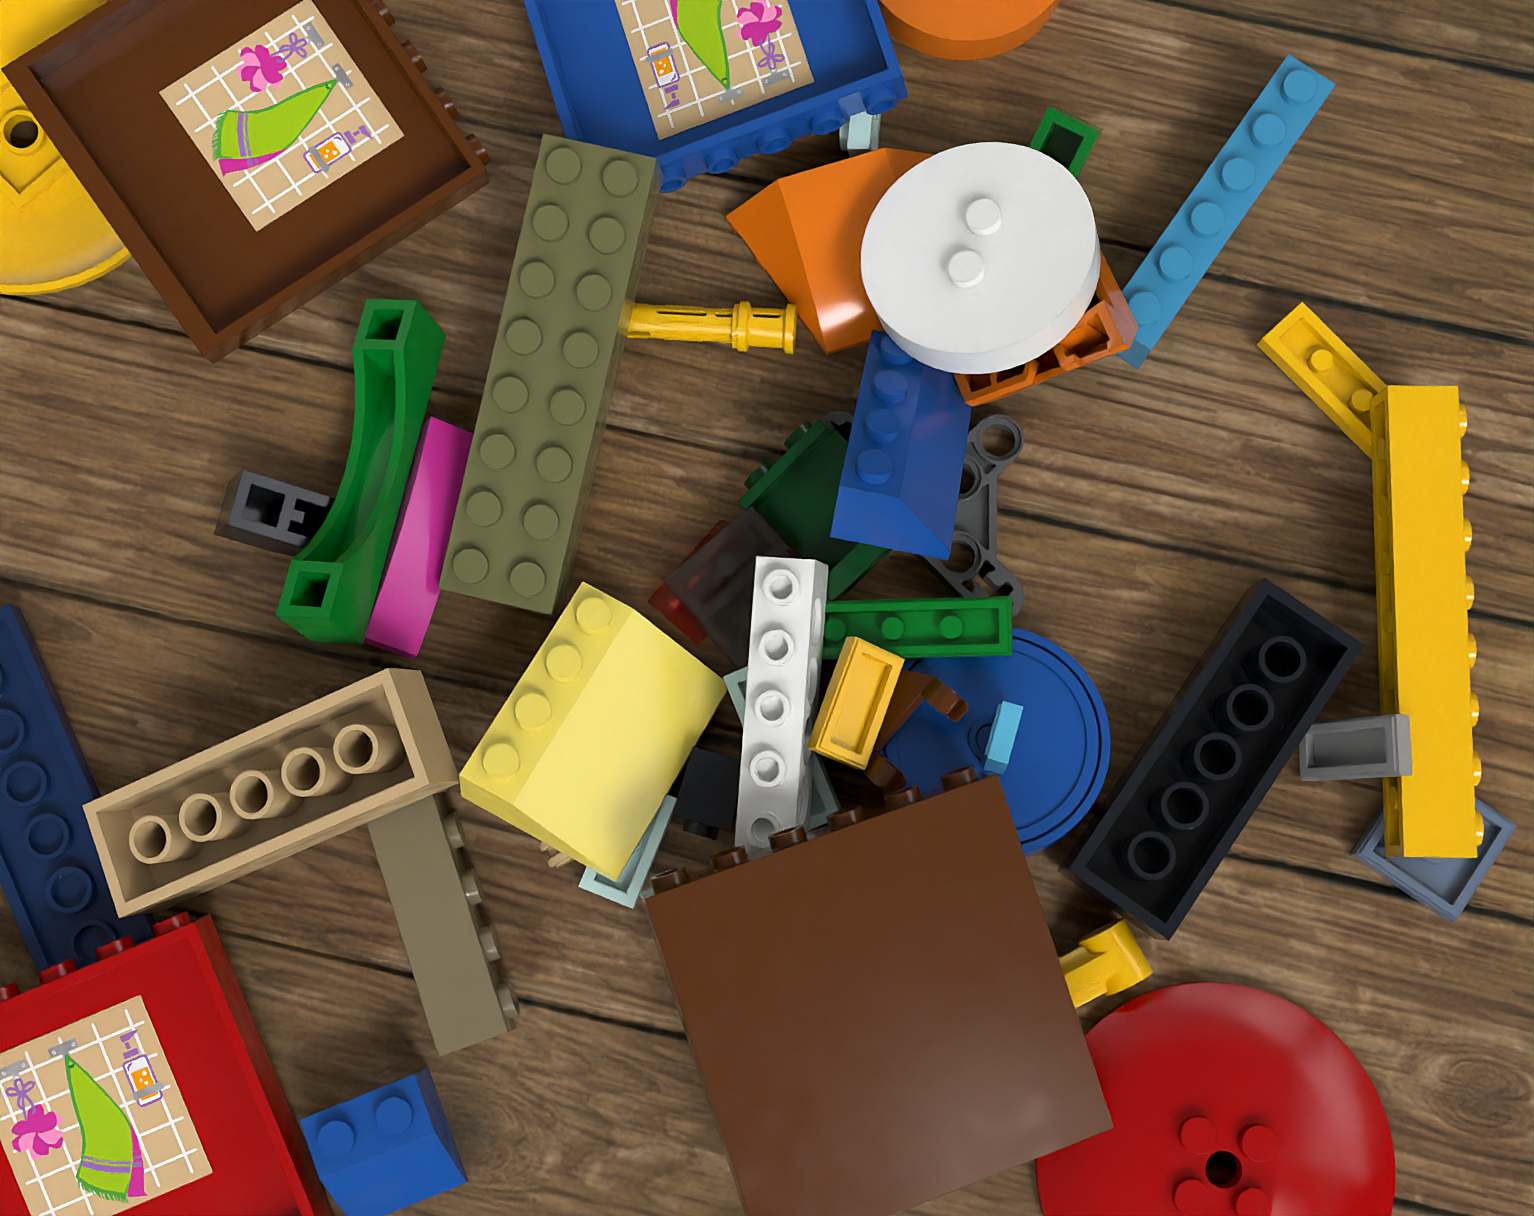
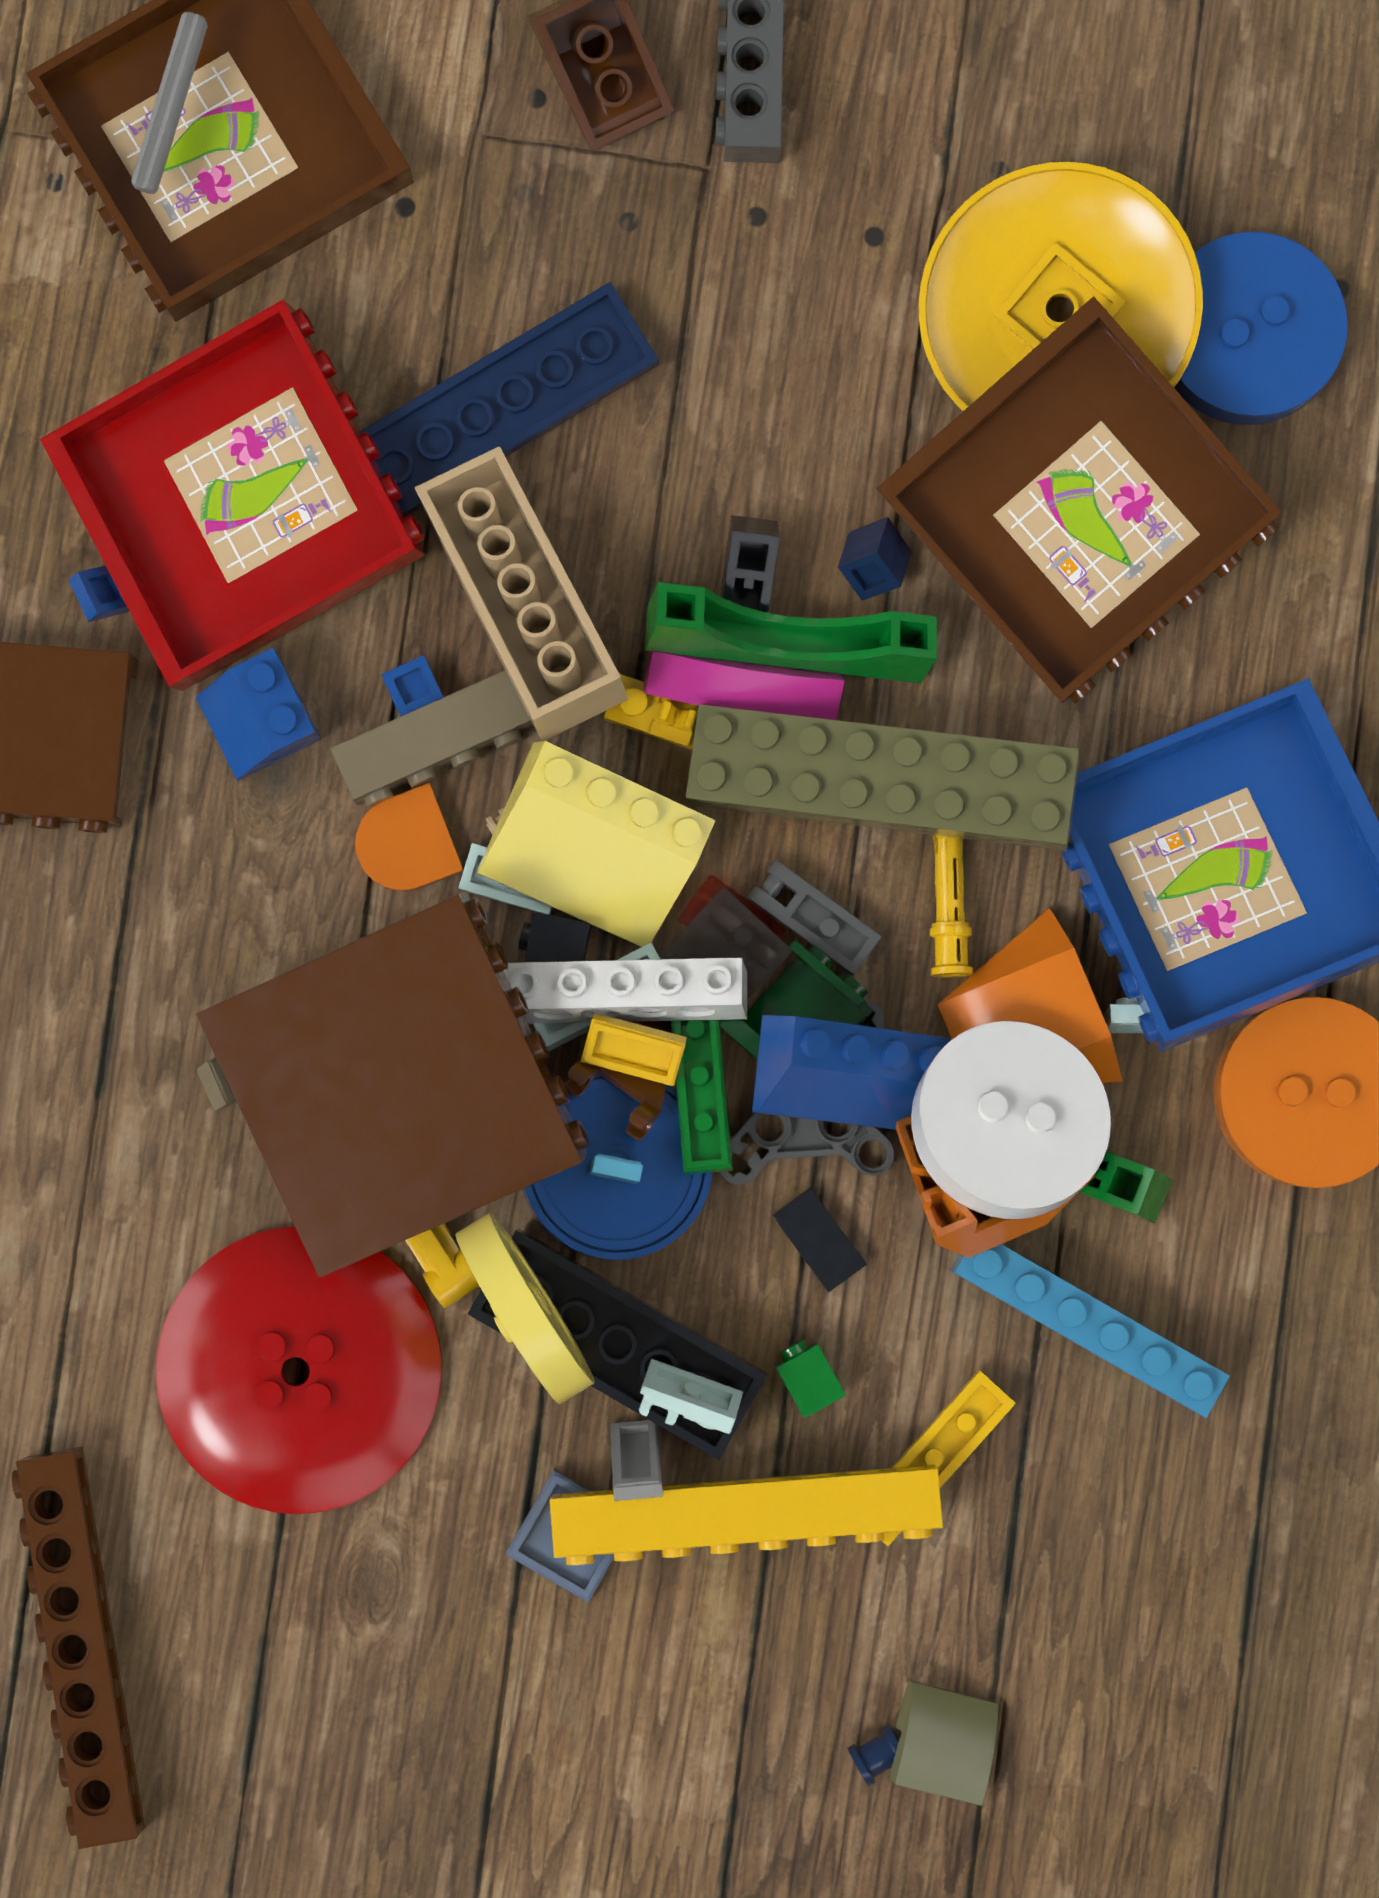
camera: 80 degrees right, 5 degrees up
(290, 372) = (874, 559): none -> dark blue panel
(373, 945) = (412, 685): none -> blue plate
(449, 645) = (654, 715): none -> yellow plate
(568, 969) = (407, 842): none -> orange tile
(711, 480) = (815, 918): none -> dark grey plate
(1094, 512) = (819, 1239): none -> black tile
(1189, 859) = (524, 1308): none -> light yellow brick
(1260, 536) = (809, 1377): none -> green brick
(1291, 668) = (690, 1395): none -> light aqua plate

